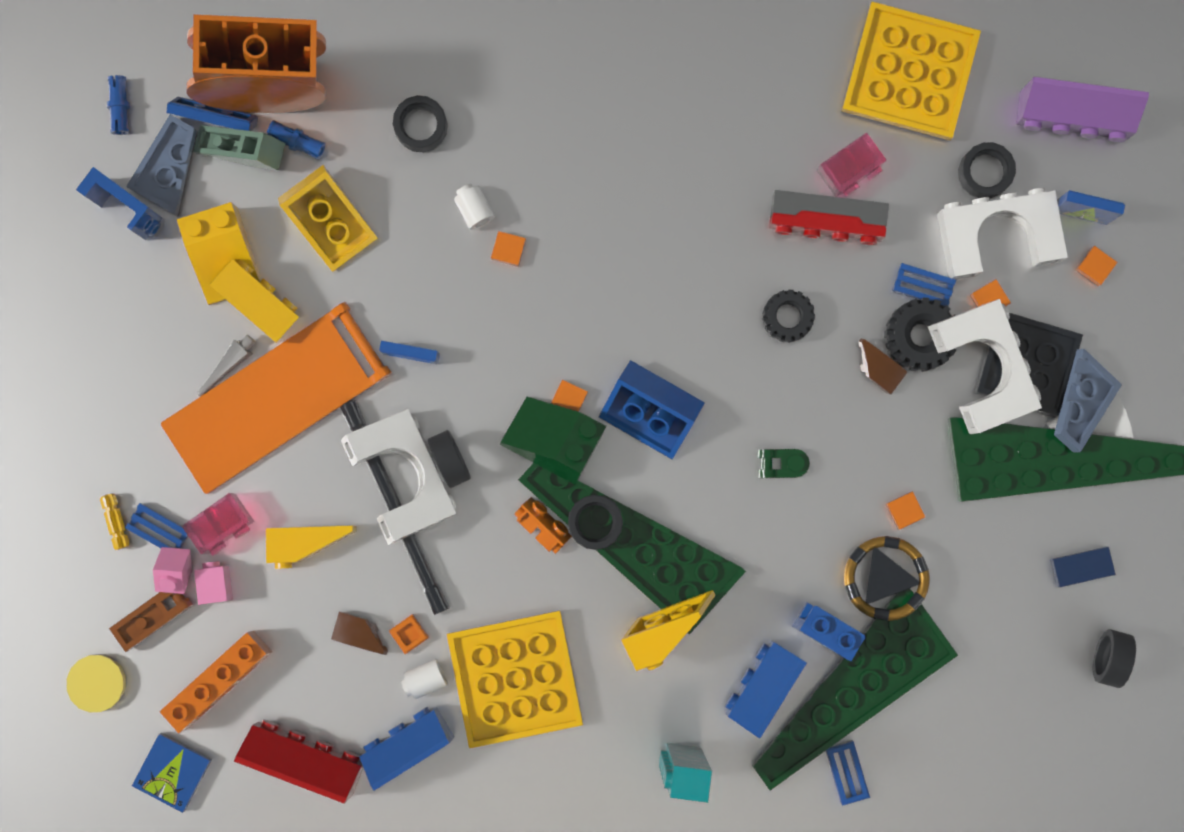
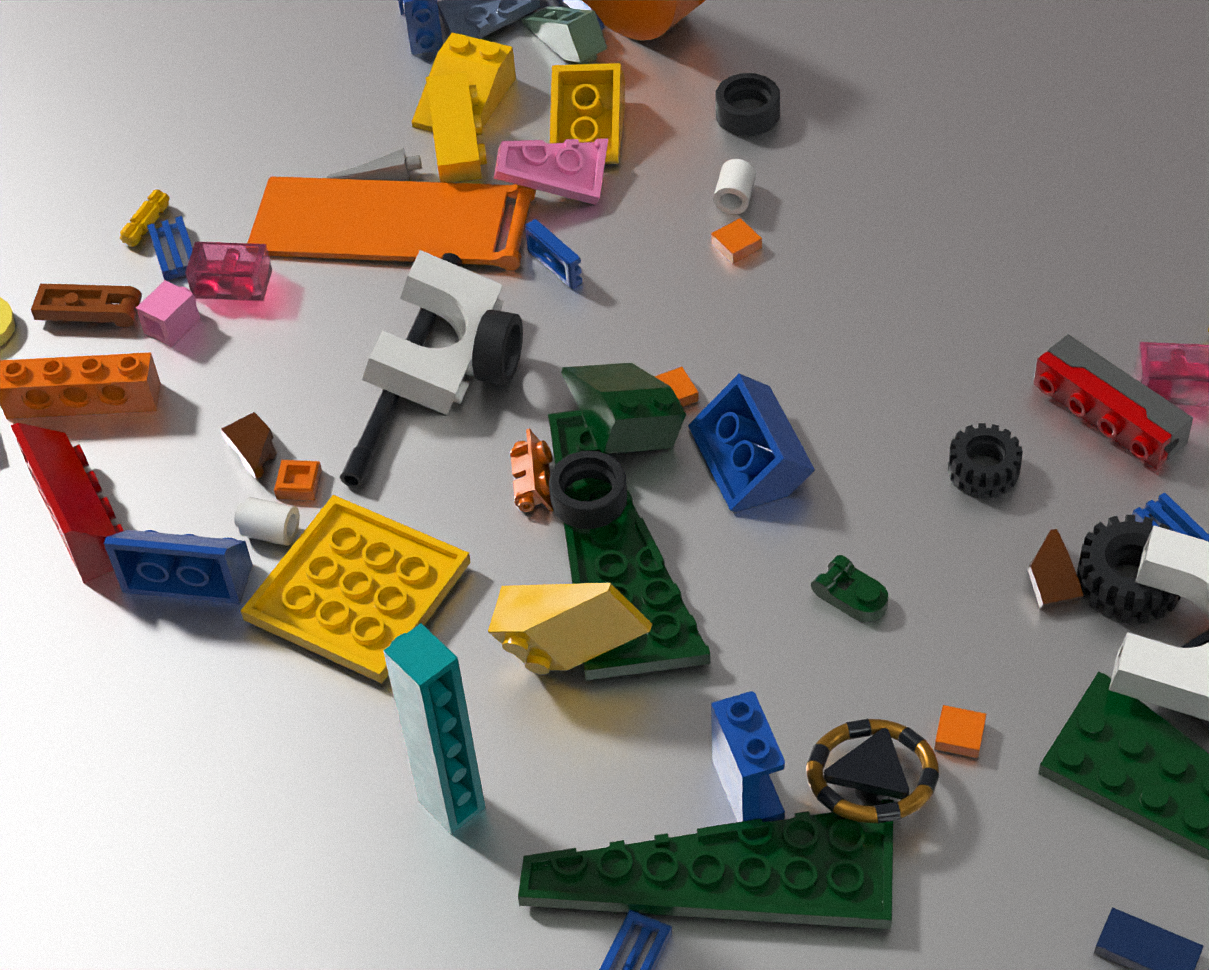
camera: 40 degrees right, 35 degrees down
(172, 570) = (144, 270): bright pink brick -> none
(296, 139) = (621, 53): blue pin -> none
(299, 543) = (288, 334): yellow slope -> none
(351, 282) = (556, 168): none -> bright pink wing
(764, 688) = (619, 784): blue slope -> none

